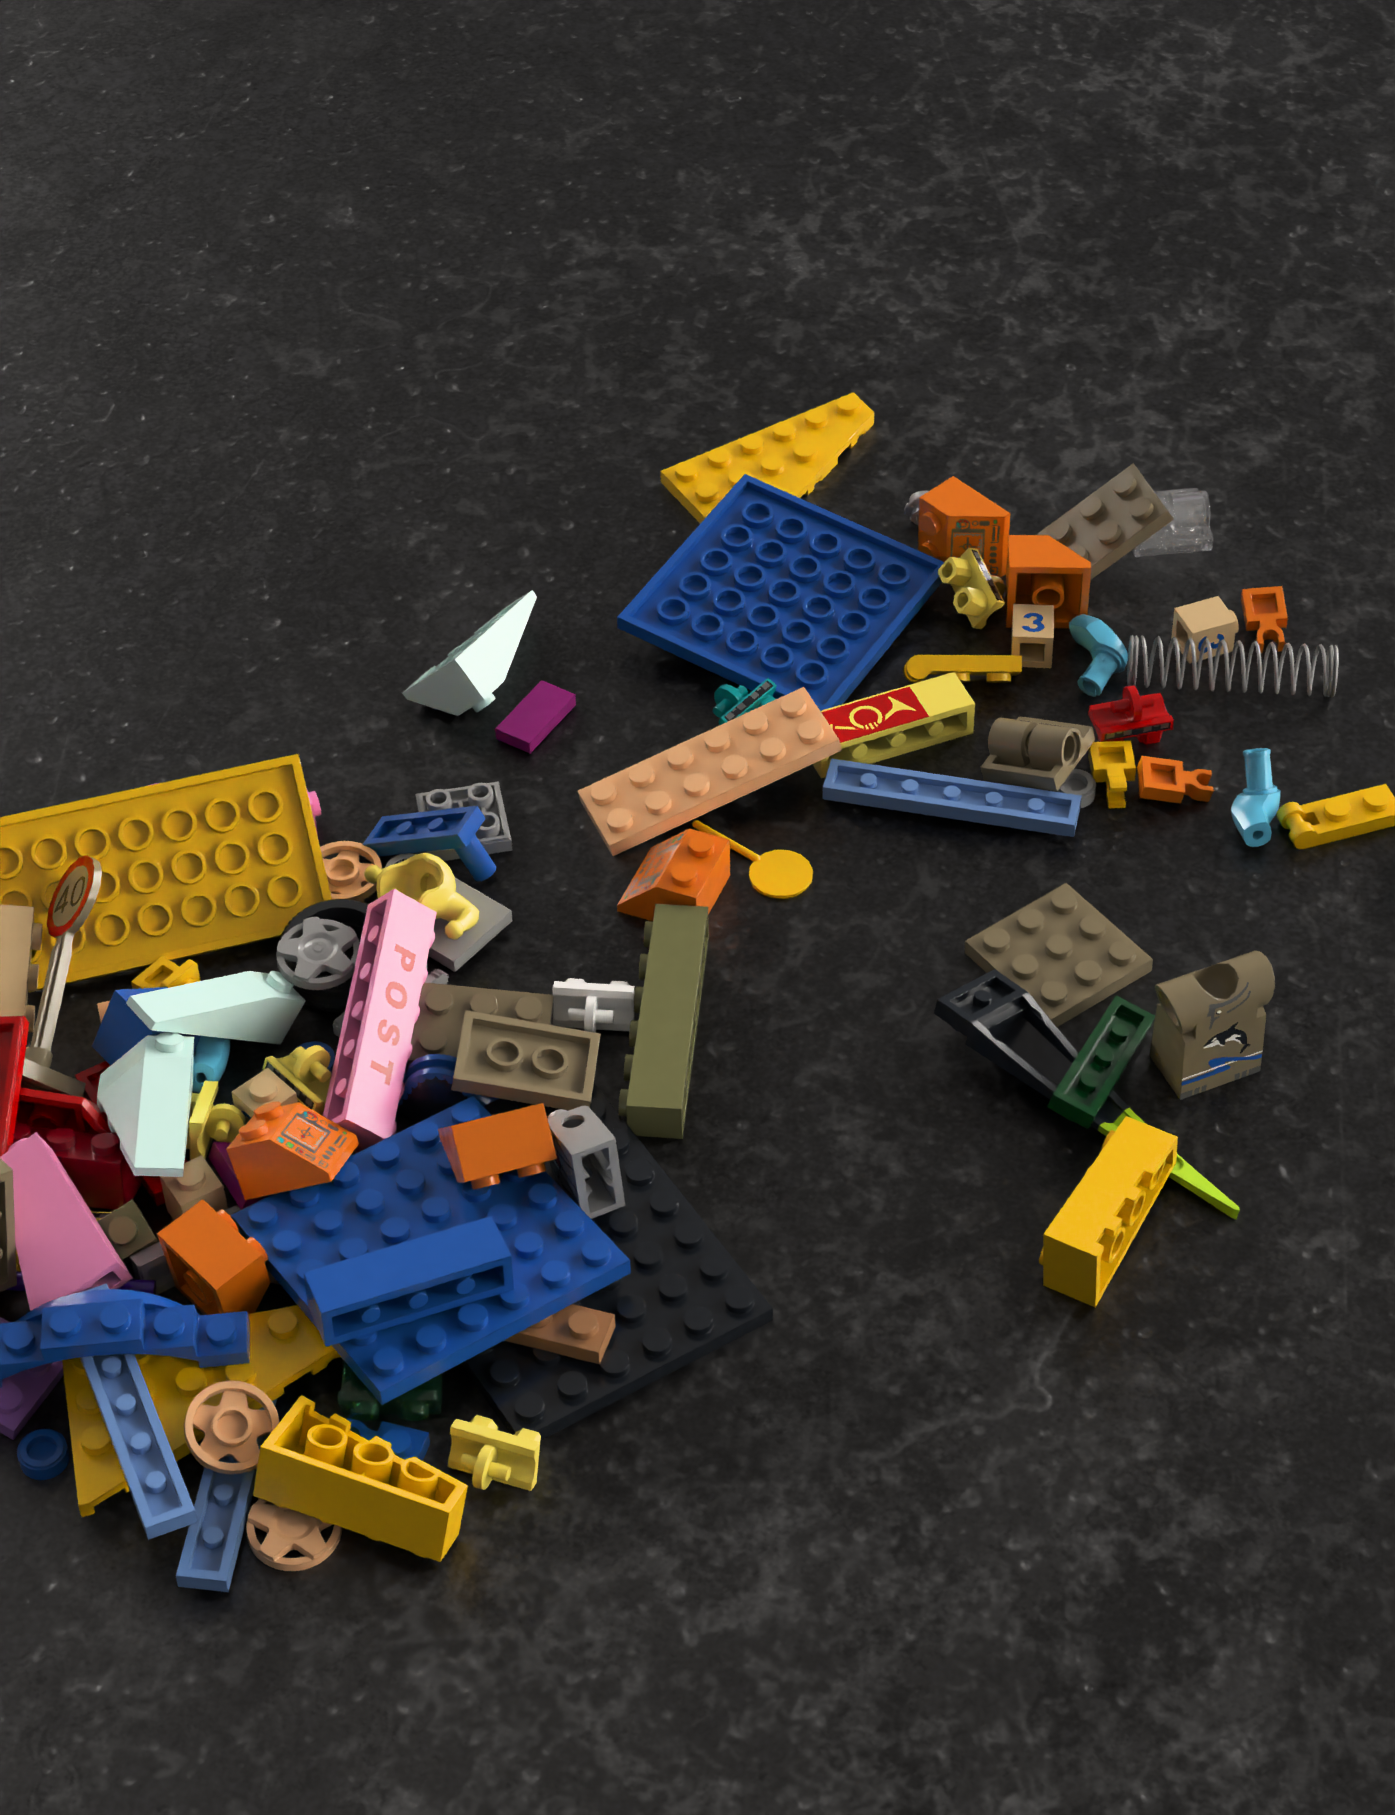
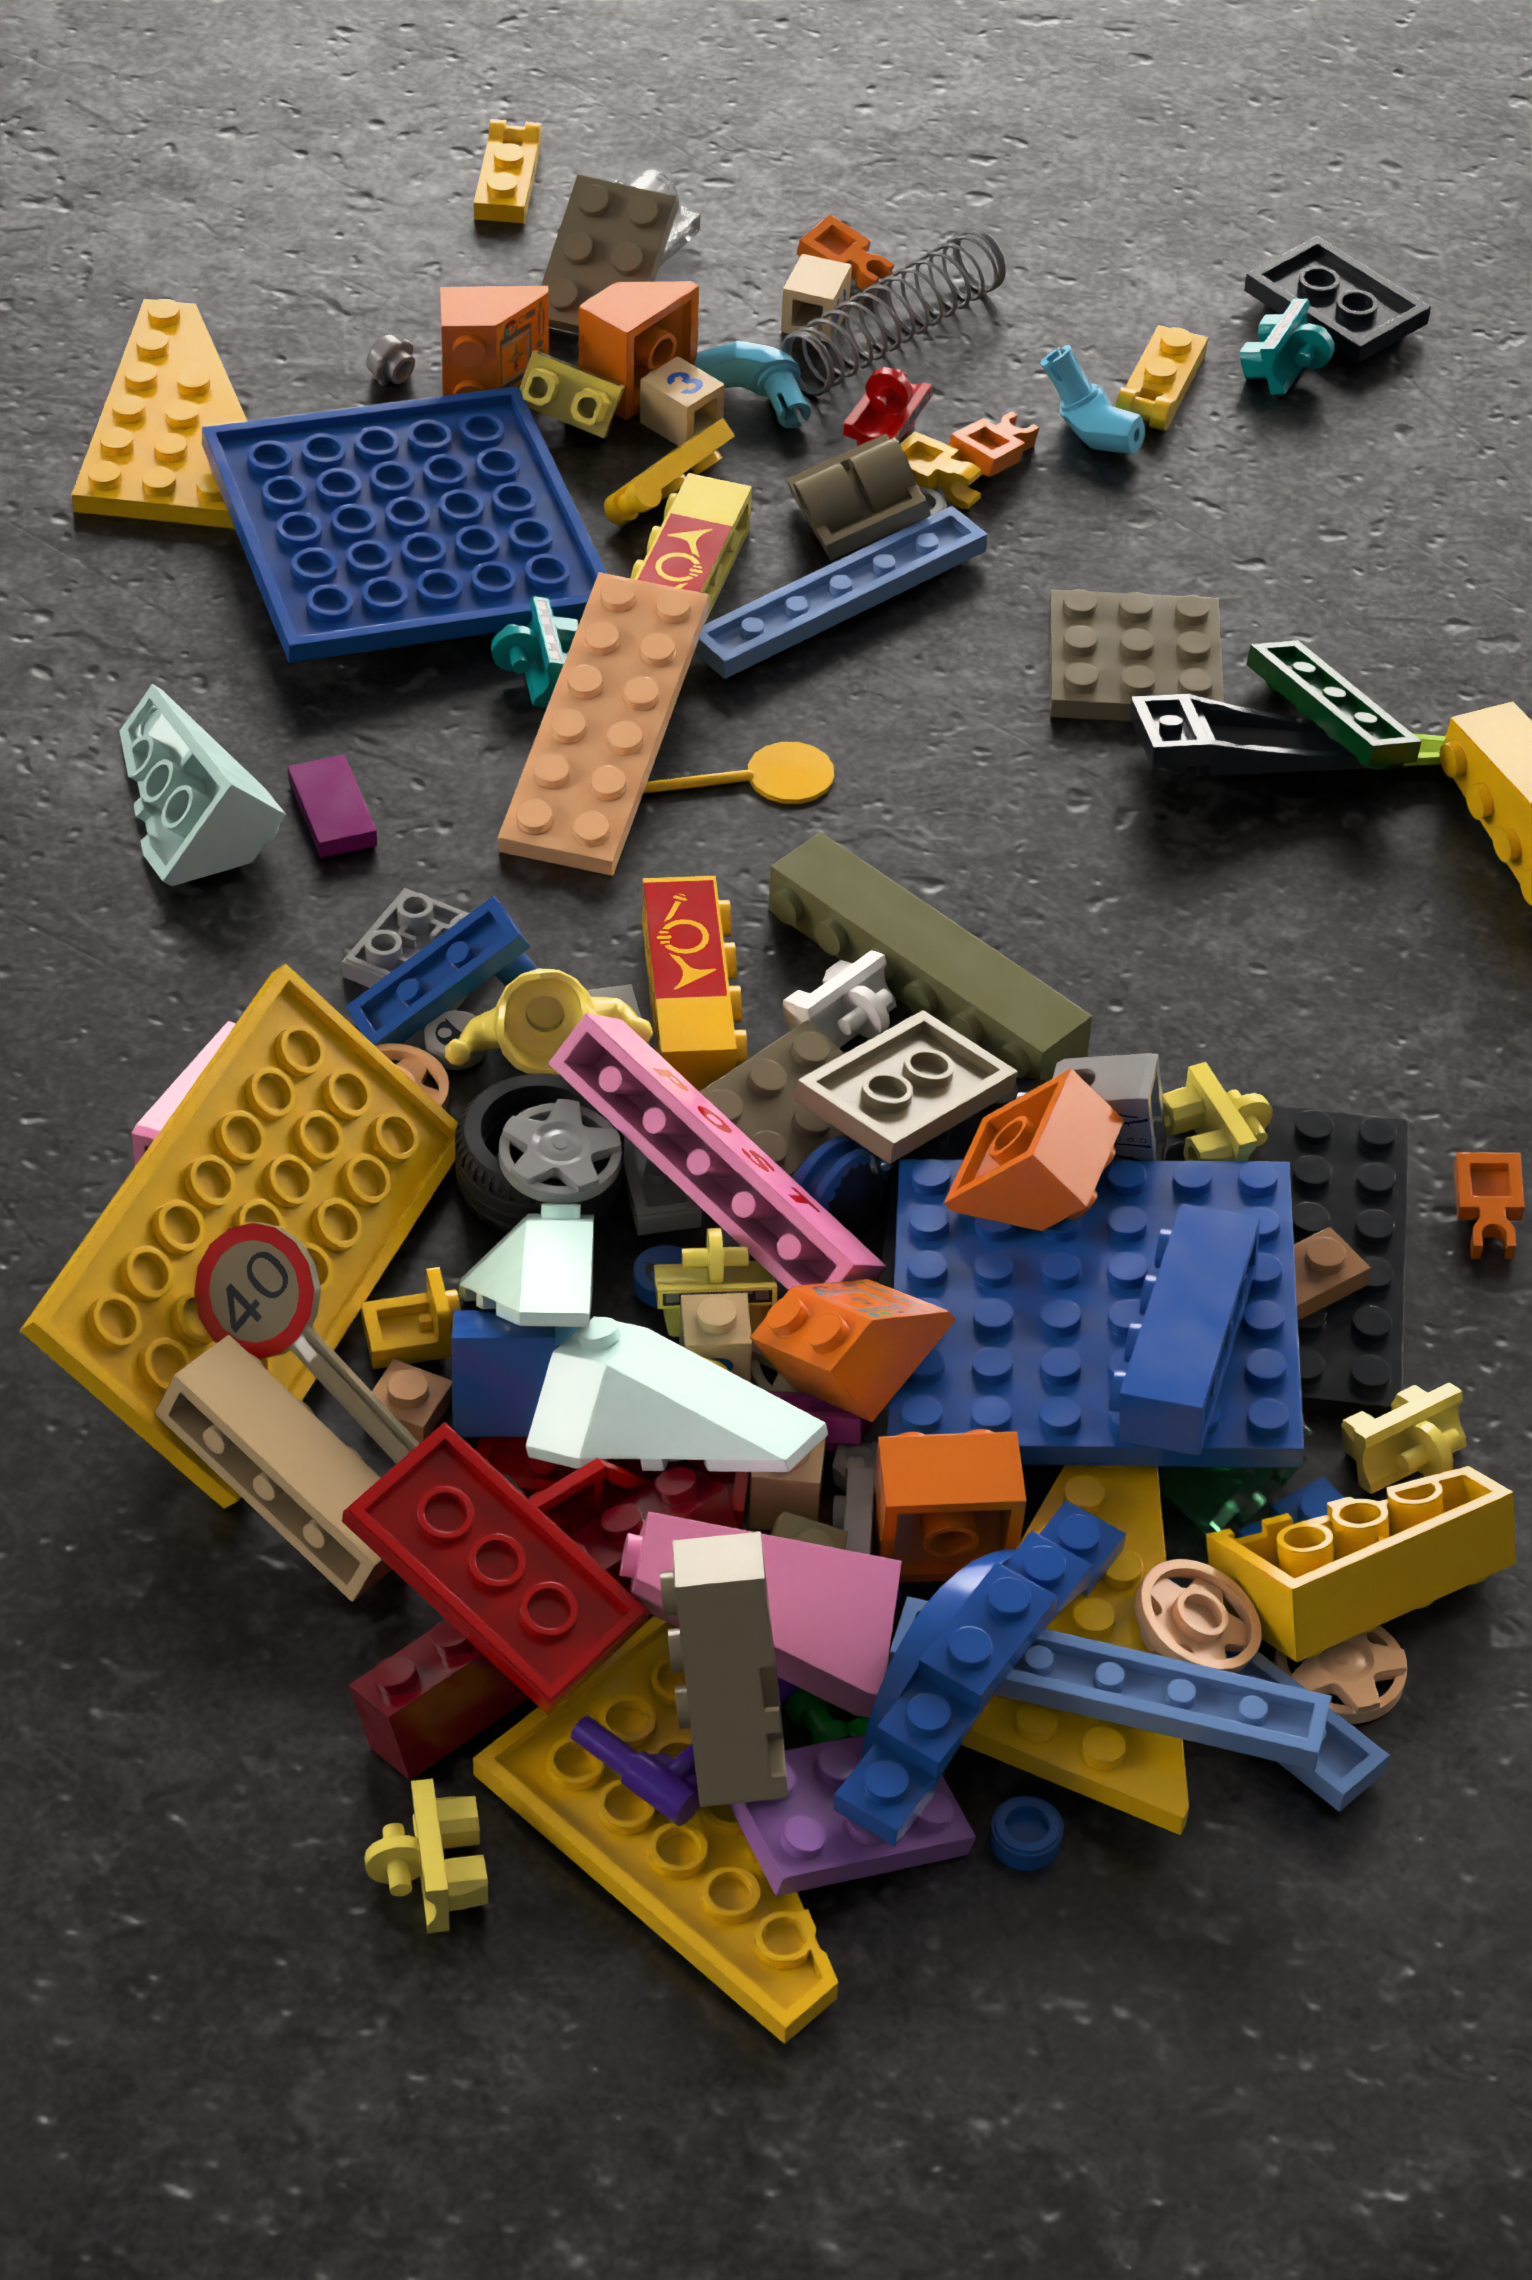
camera: 55 degrees left, 0 degrees up
(541, 931) = (690, 976): none -> brick
(649, 1217) = (1225, 1123): none -> light yellow hips
(679, 871) = (727, 828): orange slope -> none
(745, 1382) = (1492, 1193): none -> orange plate
(1161, 445) = (507, 172): none -> yellow plate
(1212, 1024) = (1386, 593): dark tan piece -> none

